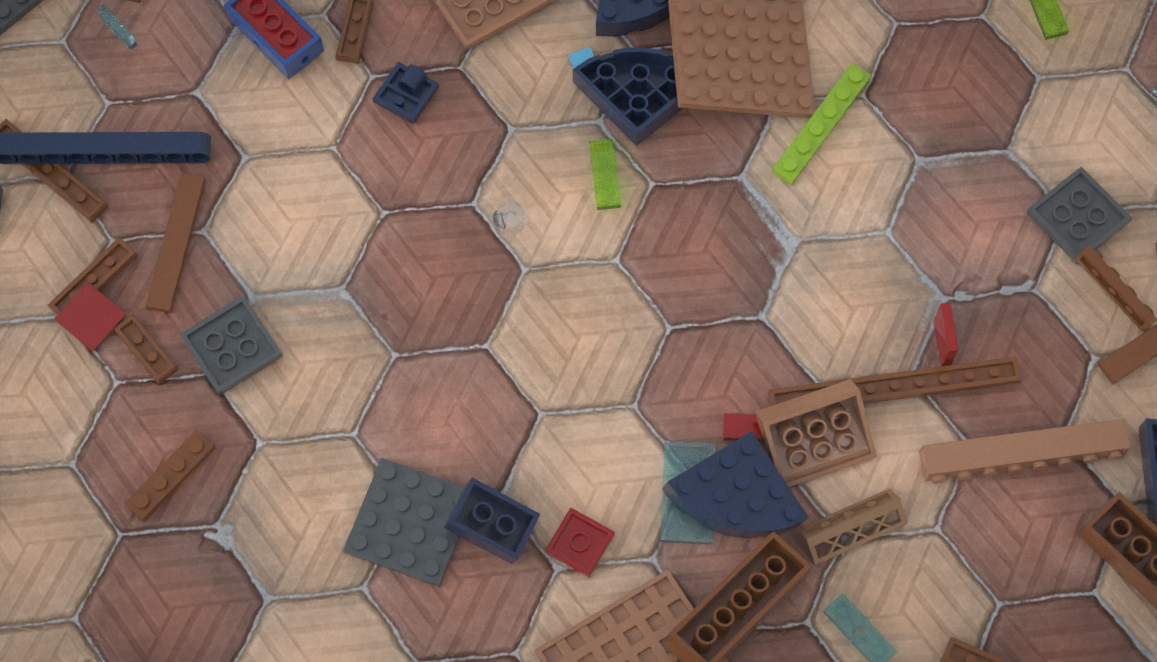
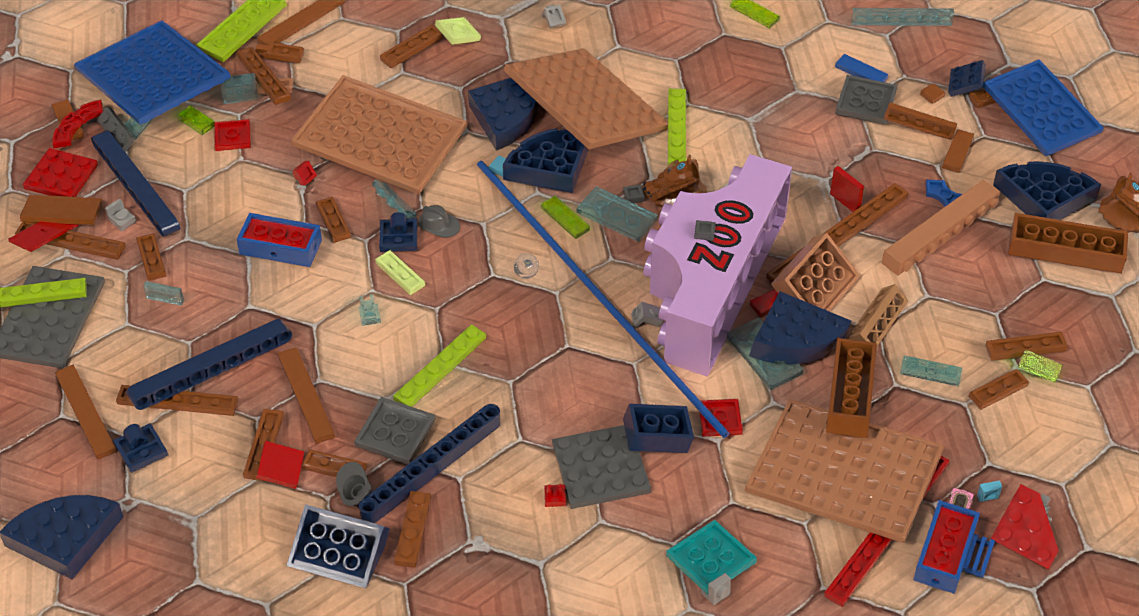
camera: 35 degrees left, 20 degrees down
(81, 450) = (337, 546): none -> dark blue slope
(140, 390) = (352, 483): none -> dark grey piece
(226, 405) = (430, 463): none -> dark blue beam
(307, 178) = (369, 311): none -> clear light blue plate
(333, 291) = (440, 366): none -> lime plate
(337, 528) = (554, 495): none -> red tile
(376, 142) = (400, 272): none -> yellowish green tile
(433, 42) = (393, 199): none -> clear light blue tile
(463, 100) = (438, 222): none -> dark grey piece
(563, 507) = (606, 303): none -> blue piece
(596, 362) = (646, 313): none -> light grey bracket
(665, 204) = (617, 213): none -> clear light blue tile
(695, 317) = (704, 230): none -> dark grey tile
(703, 188) = (634, 194): none -> dark grey tile
(708, 339) = (706, 279): none -> lavender brick
(750, 211) = (675, 178): none -> dark orange piece
(1066, 398) = (938, 190): none -> blue tile
(1108, 167) = (860, 69): none -> blue tile

